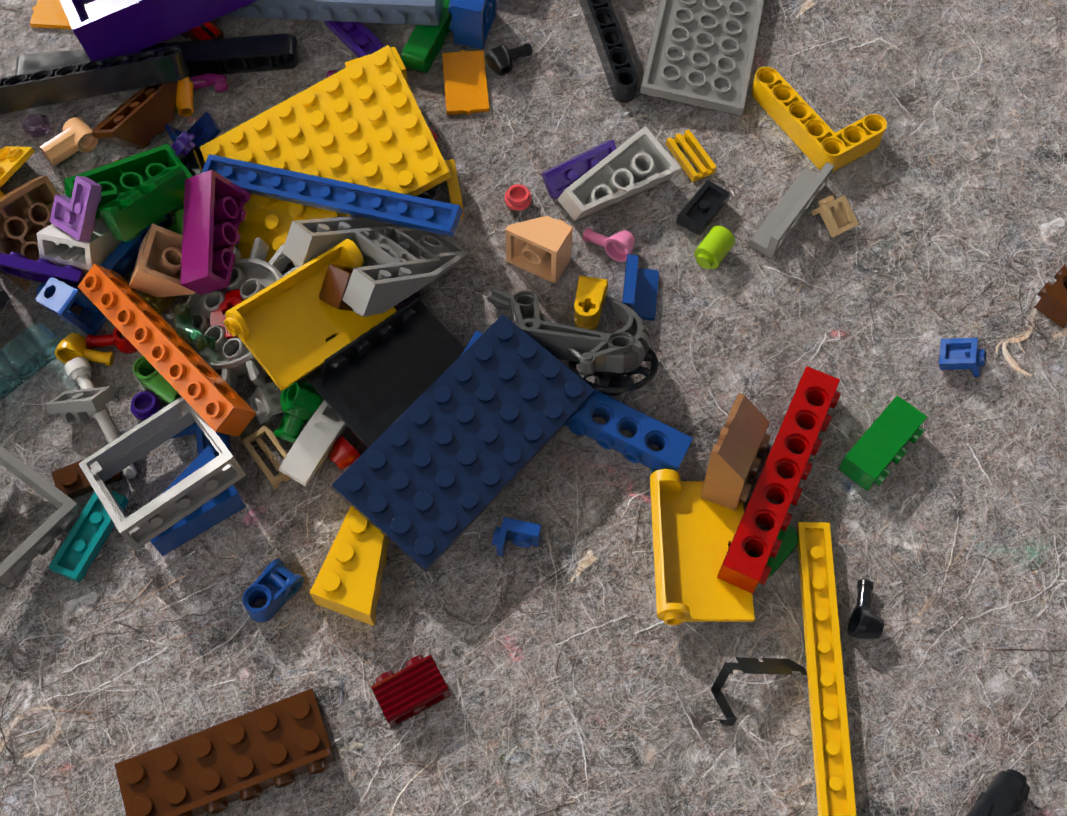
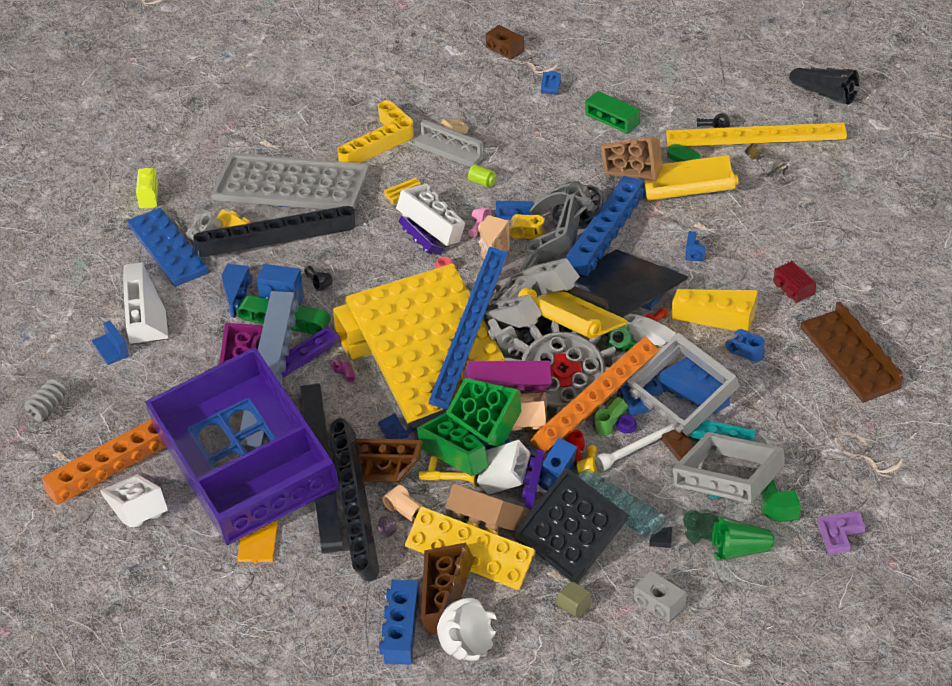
camera: 90 degrees left, 20 degrees down
(77, 213) = (500, 443): medium lavender plate -> none
(80, 403) = (633, 444): light grey plate -> none
(183, 144) = (418, 416): dark purple plate -> none
(185, 328) = (567, 396): arm -> none
(335, 286) = (554, 294): reddish brown panel -> none
(463, 442) = (643, 255): dark blue plate -> none
(465, 82) = (331, 299): light orange piece -> none
(703, 207) = (449, 182): black plate -> none
(738, 566) = (673, 149): red brick -> none

